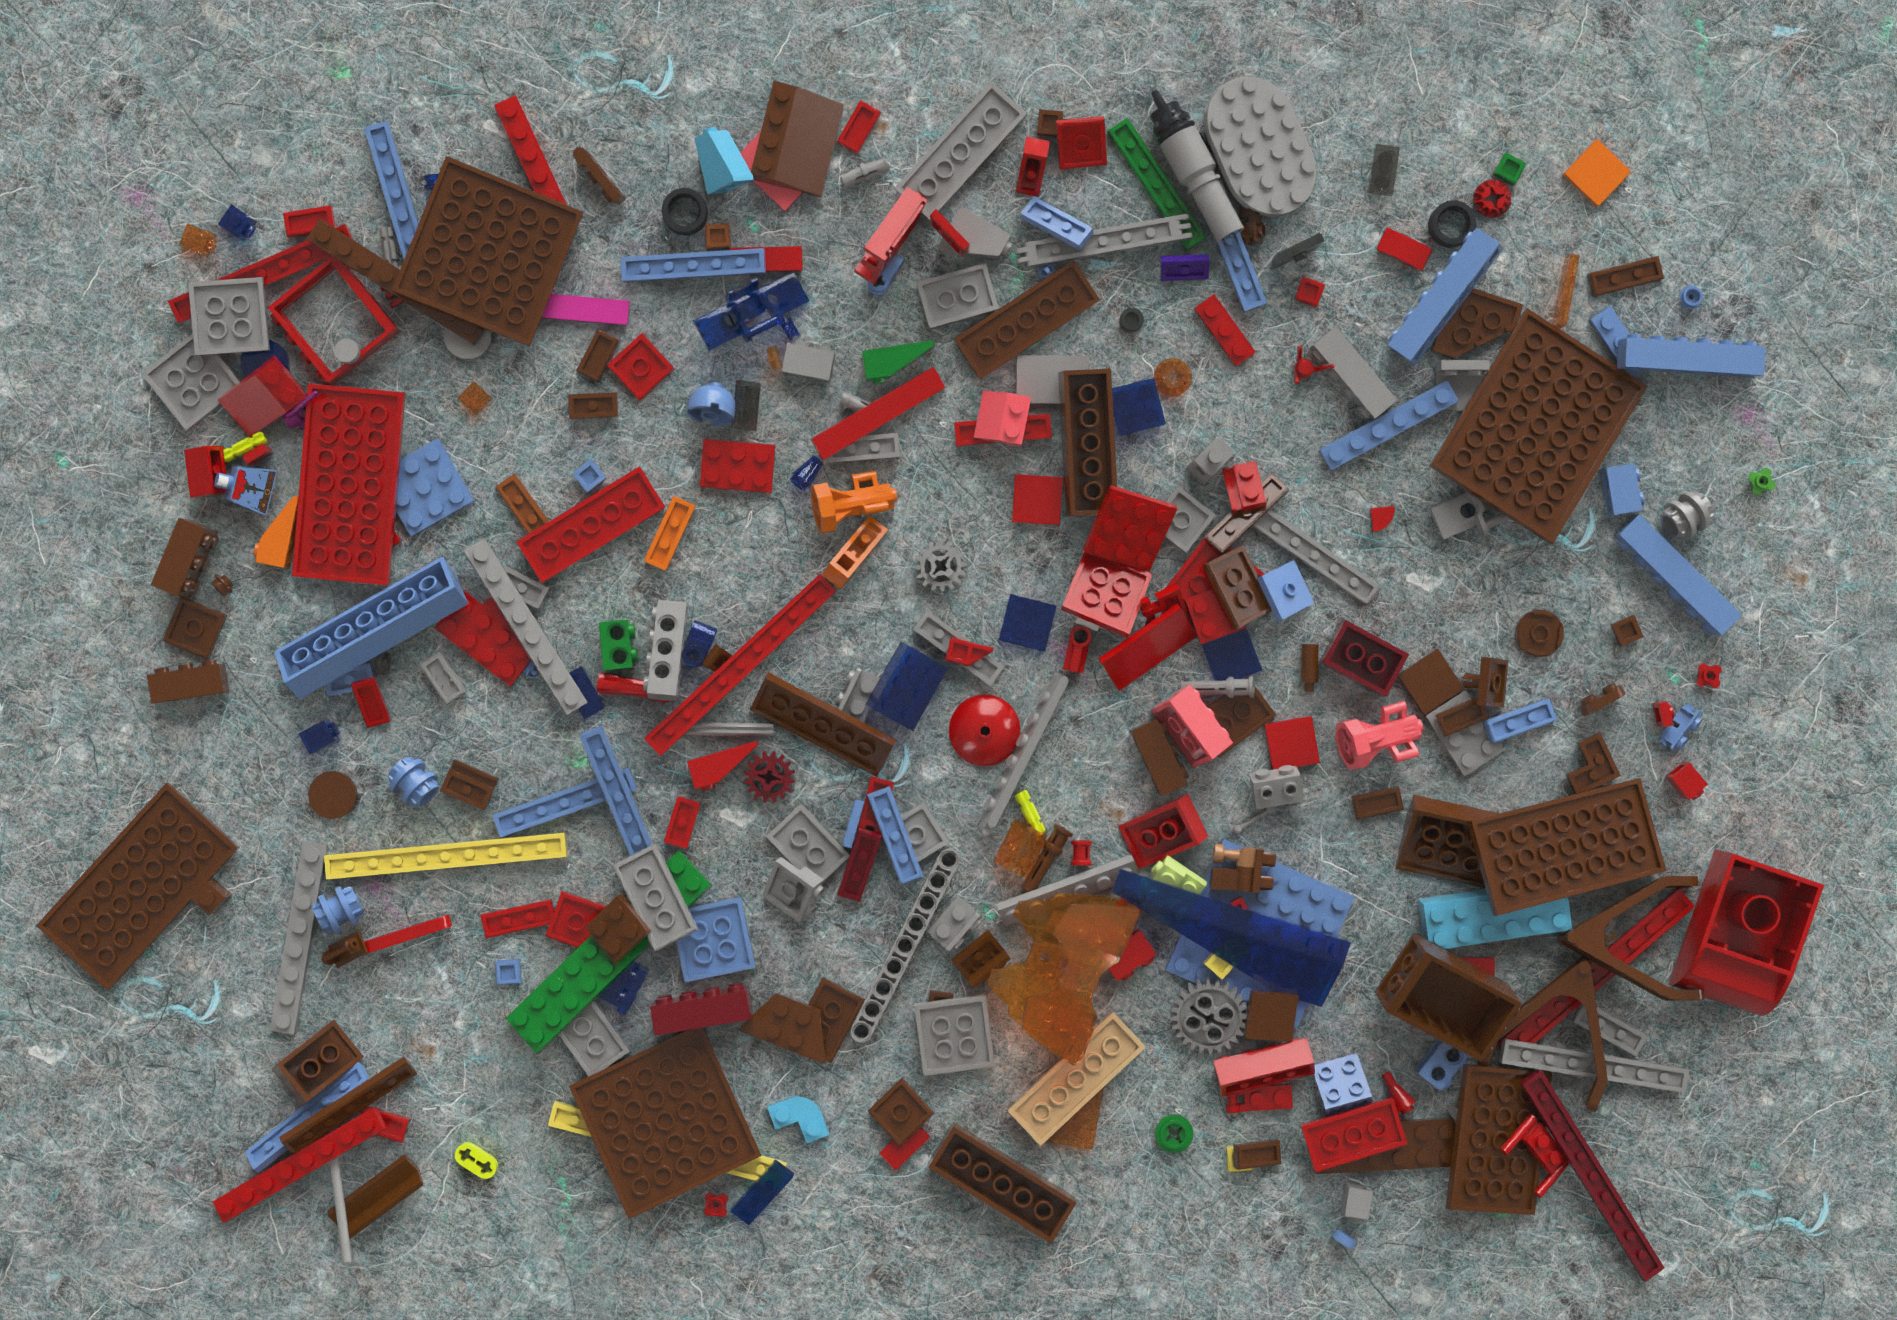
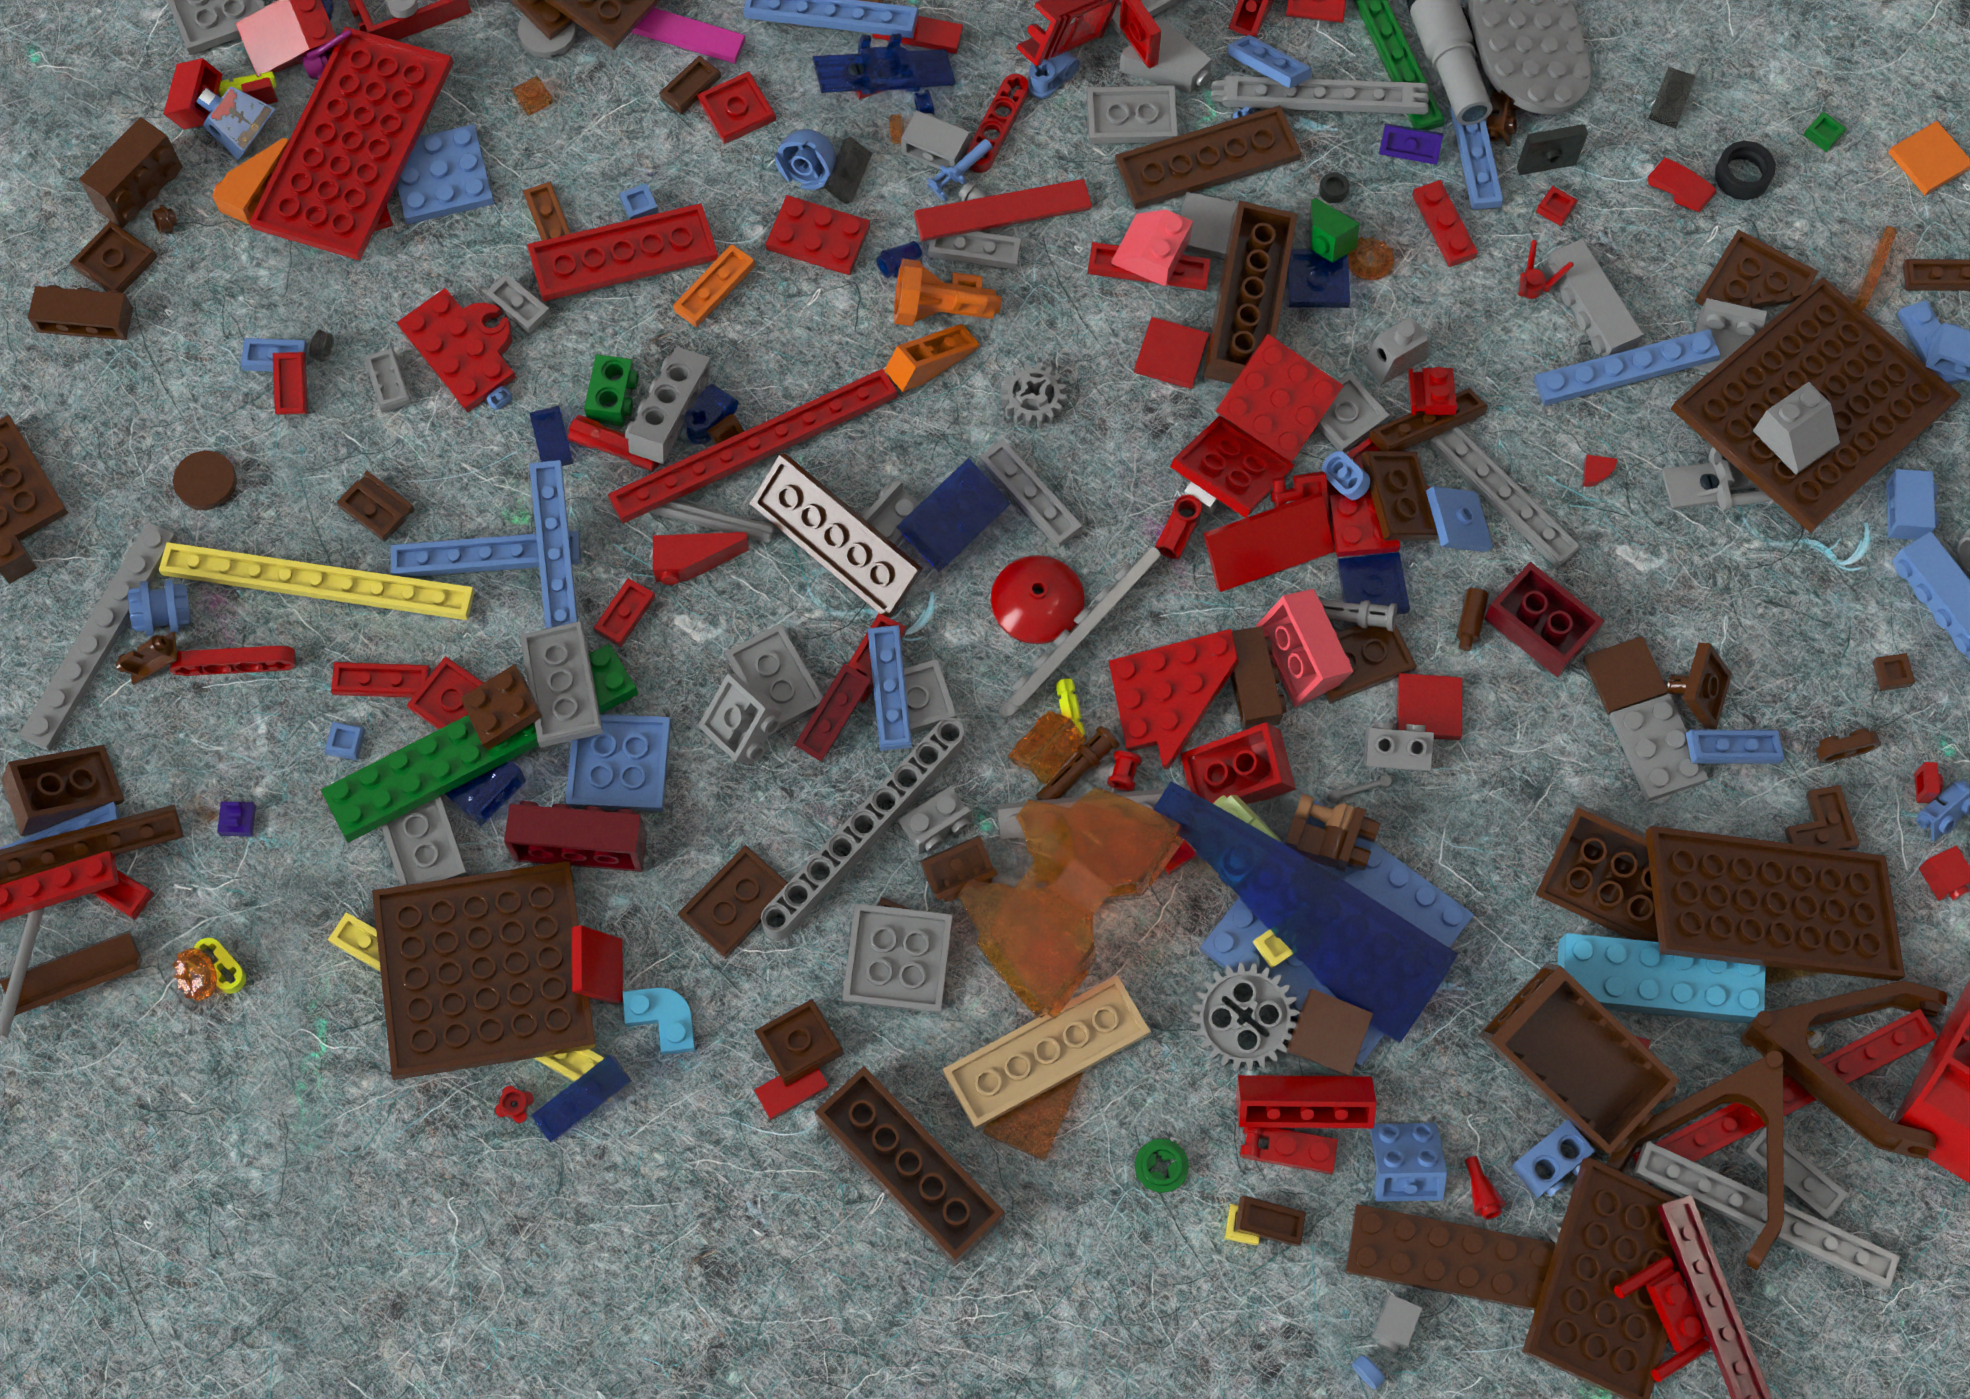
camera: 15 degrees right, 20 degrees down
(320, 736) = (214, 407): clear blue brick -> none
(370, 628) = (319, 296): medium blue brick -> none
(416, 785) = (307, 482): medium blue piece -> none
(450, 1050) = (236, 819): none -> dark purple tile
(462, 1174) = (196, 962): none -> clear orange gear
(525, 626) = (506, 342): light grey plate -> none
(593, 405) = (667, 131): reddish brown plate -> none
(745, 1098) = (597, 965): none -> red tile
(767, 787) = (755, 596): dark red gear -> none
(789, 1026) = (683, 892): reddish brown wing -> none
(833, 384) = (955, 173): none -> medium blue piece
(853, 822) = (842, 656): medium blue tile -> none
(854, 329) = (1000, 123): none -> red beam
(888, 361) = (1038, 161): green slope -> none
(966, 652) = (1039, 495): red tile -> none
(1027, 622) = (1124, 487): clear blue tile -> none
(1100, 783) = (1170, 690): none -> red wing
(1136, 953) = (1155, 913): red brick -> none
(1138, 370) = (1331, 231): none -> green slope
(1195, 584) = (1346, 475): none -> medium blue plate
(1353, 1134) = (1411, 1221): red plate -> none
(1362, 741) = (1520, 718): coral piece -> none
(1377, 802) = (1527, 806): reddish brown tile -> none
(1445, 296) = (1723, 236): medium blue brick -> none
(1461, 716) = (1658, 719): reddish brown tile -> none
(1487, 208) = (1790, 163): red gear -> none
(1529, 464) = (1799, 428): none -> light grey slope
(1539, 633) = (1777, 651): reddish brown tile -> none

